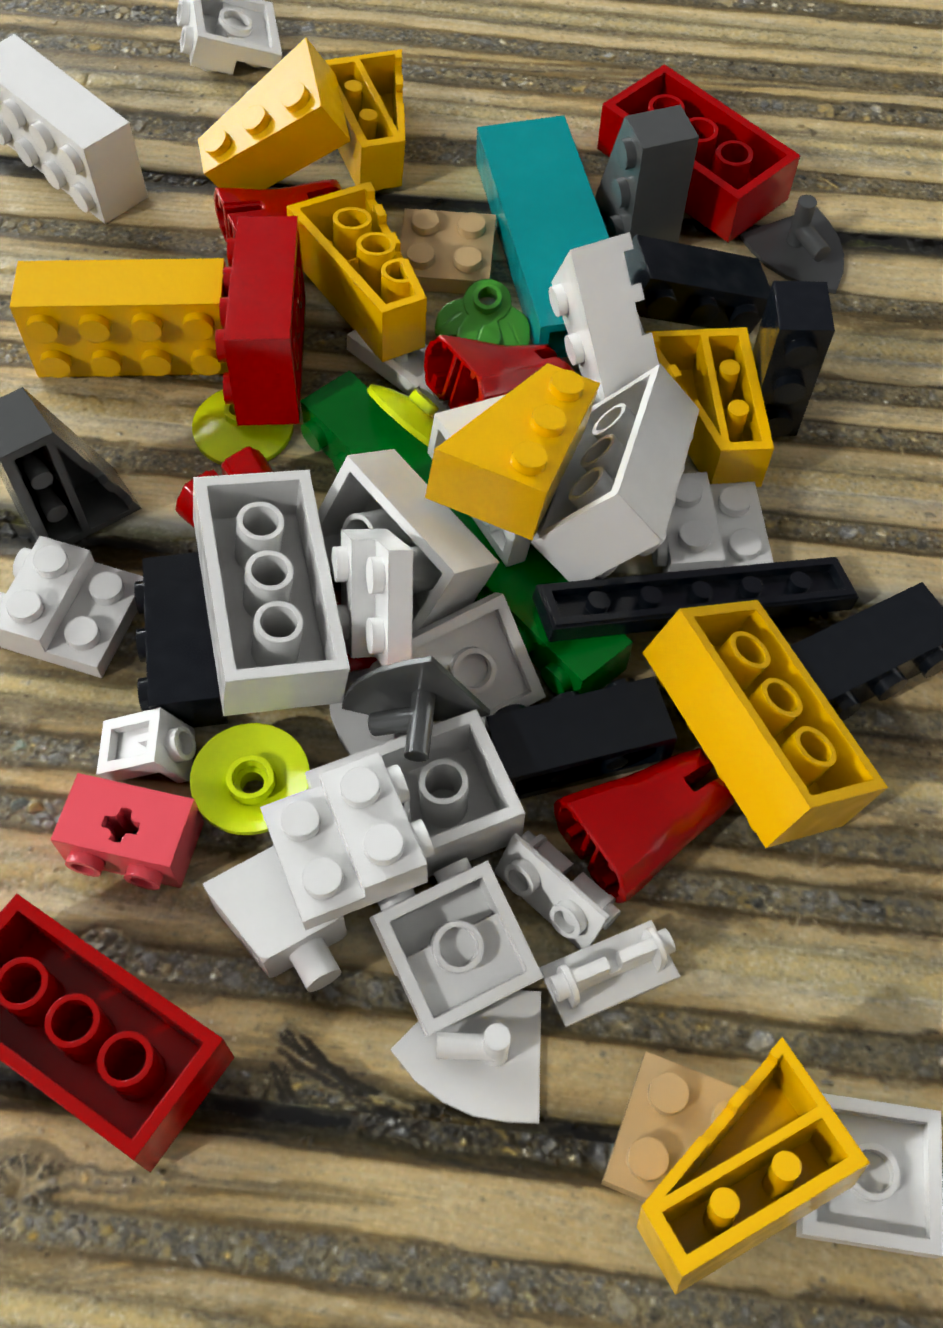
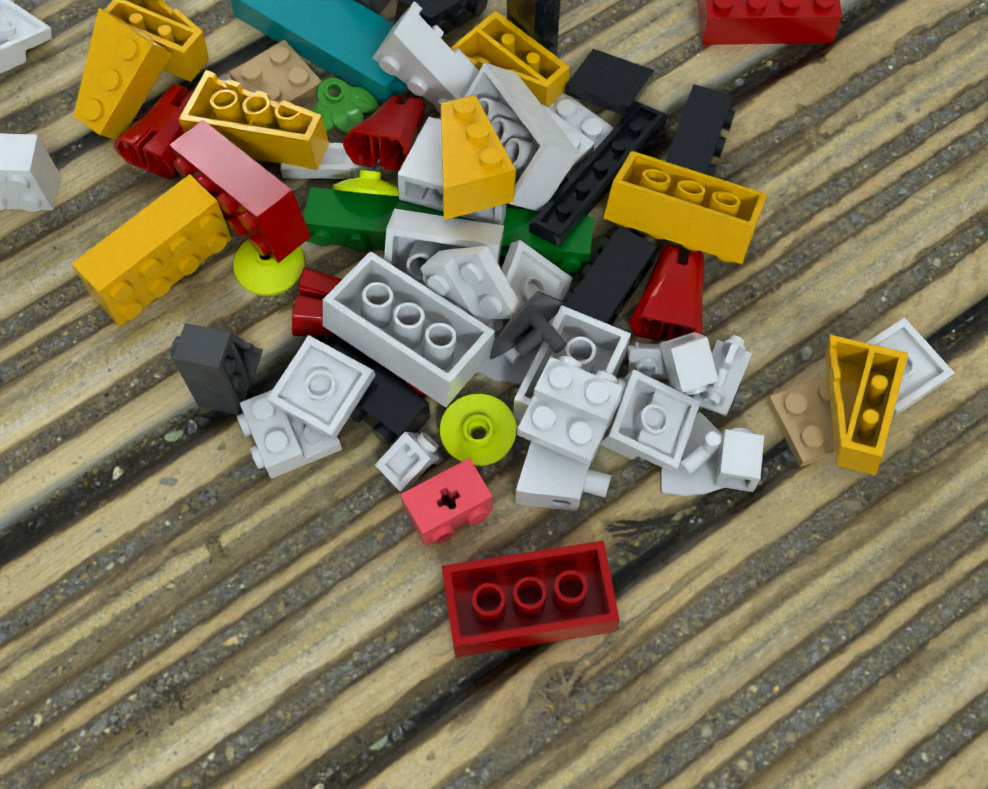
camera: 40 degrees left, 5 degrees up
(120, 582) = (321, 387): none -> white plate
(518, 1096) = (739, 459): none -> white brick
(561, 912) = (689, 363): none -> white brick
(820, 509) = (609, 82): none -> black tile

